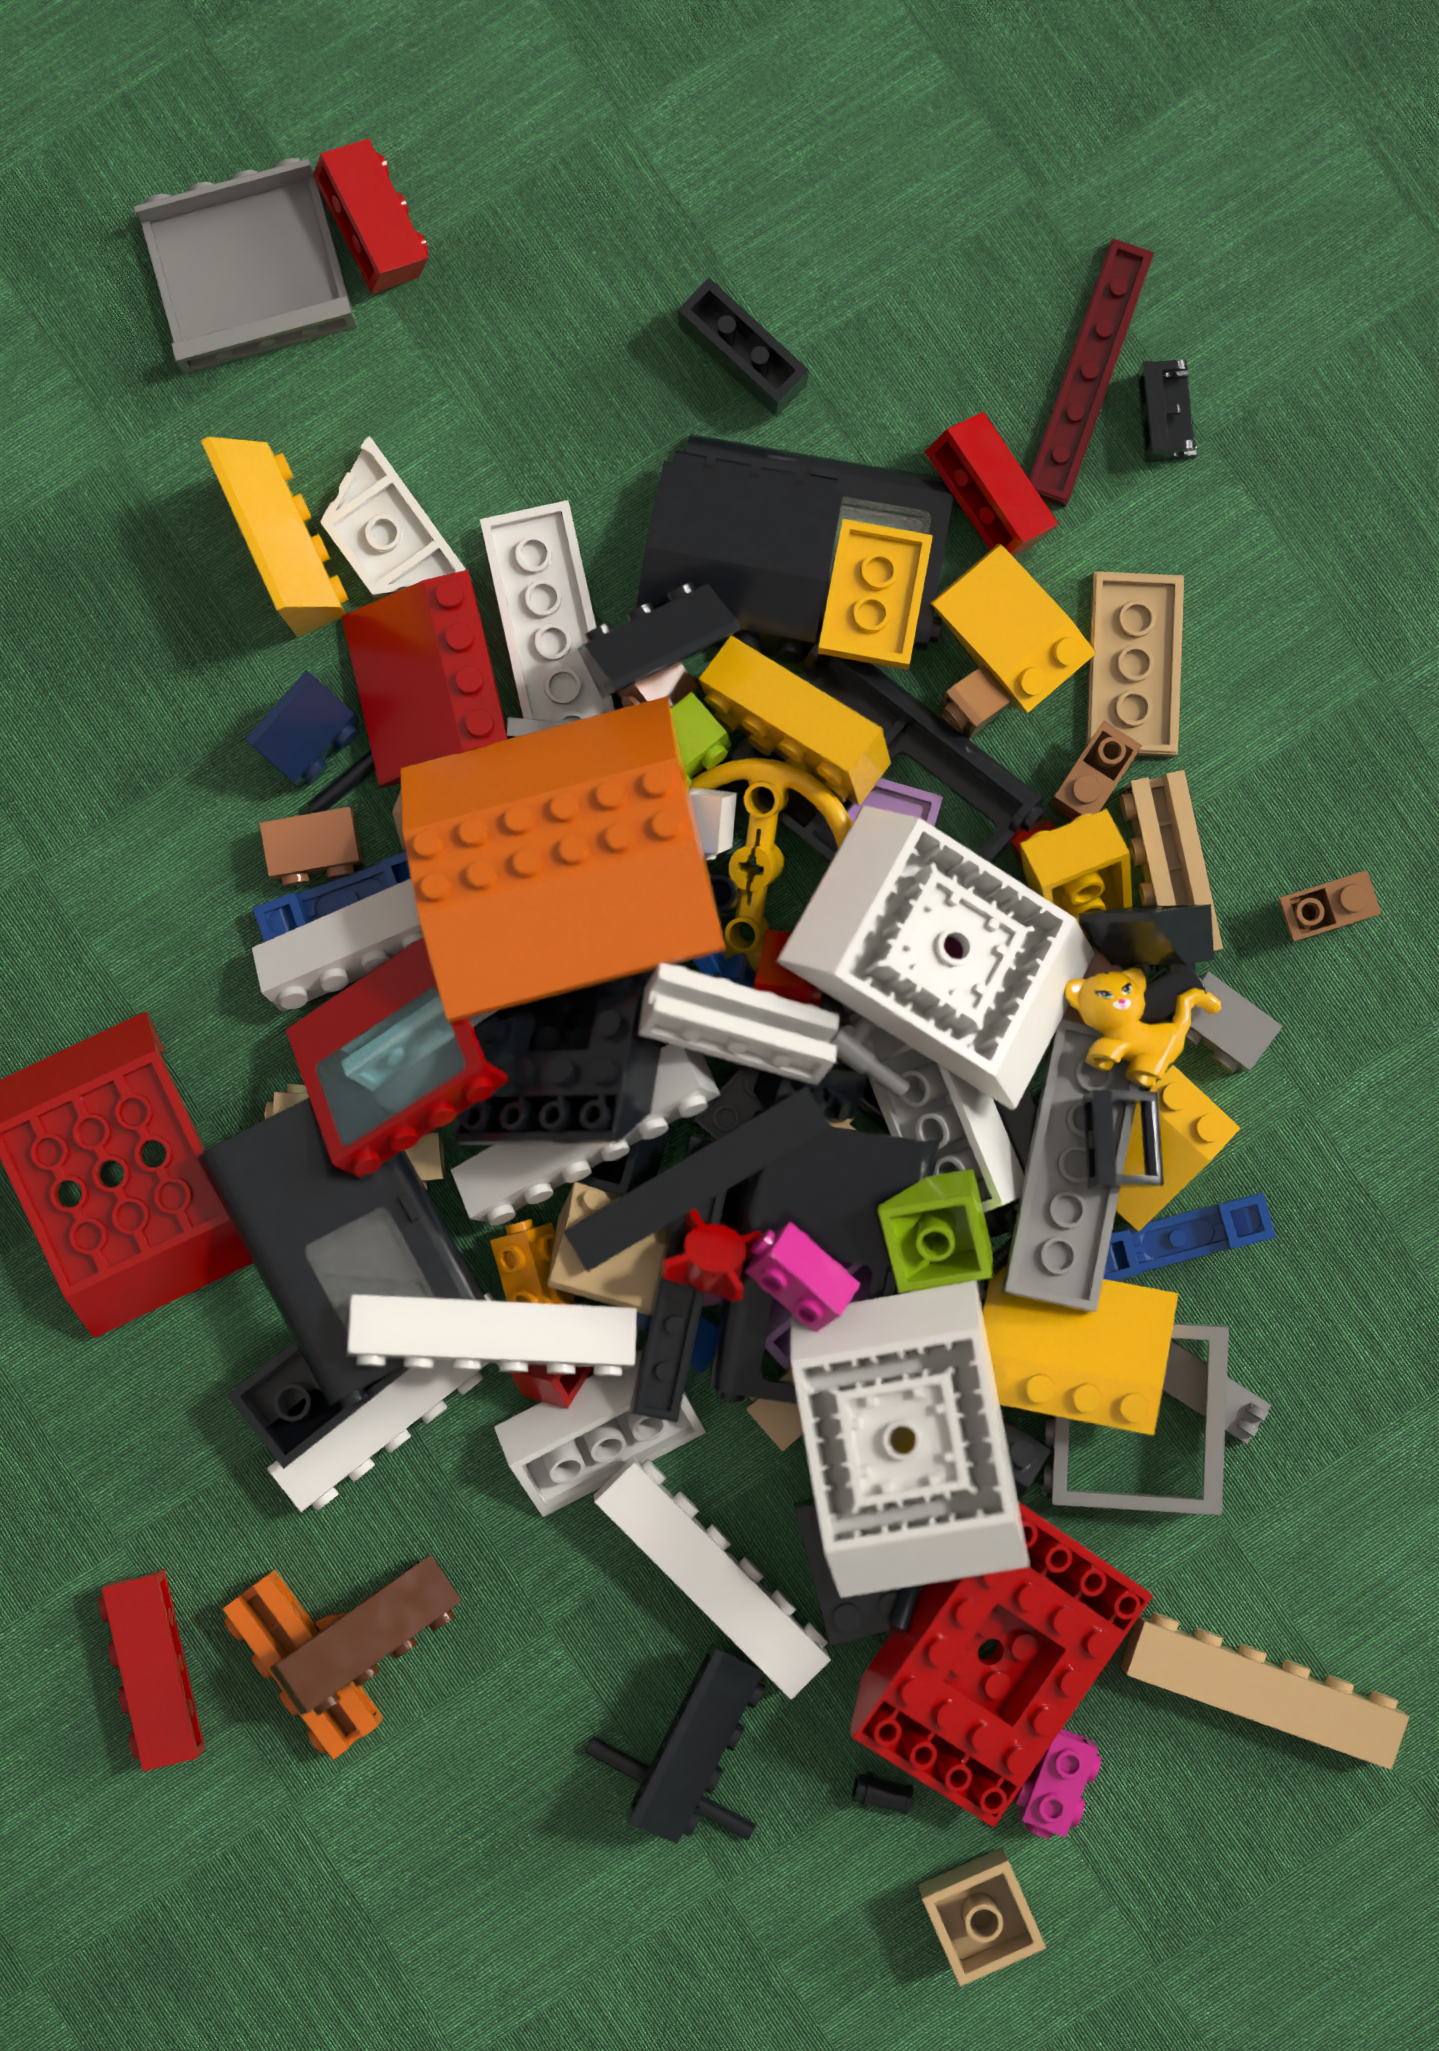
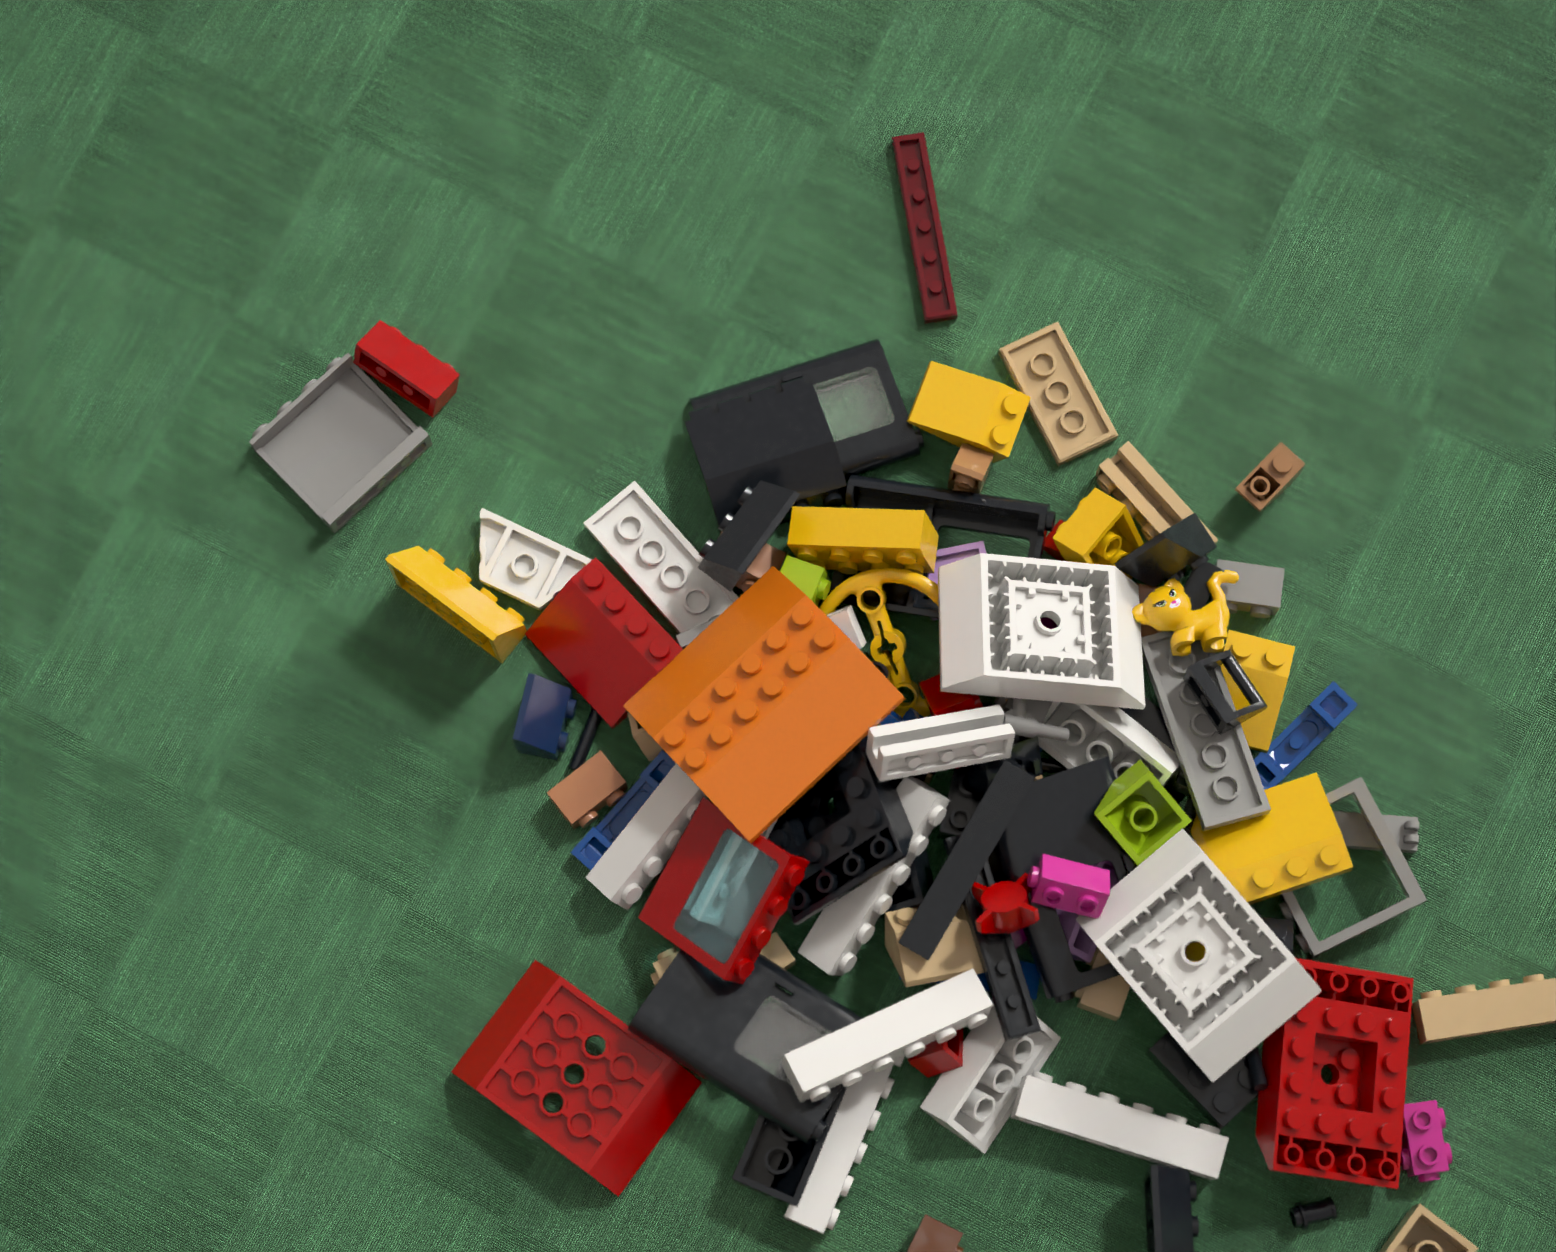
camera: 25 degrees left, 10 degrees down
(524, 1264) = (881, 983): light orange brick -> none
(742, 347) = (695, 325): black brick -> none
(875, 594) = (869, 434): yellow plate -> none
(990, 485) = (903, 329): red brick -> none
(1095, 772) = (1072, 473): medium nougat slope -> none
(1166, 410) = (987, 225): black hinge -> none

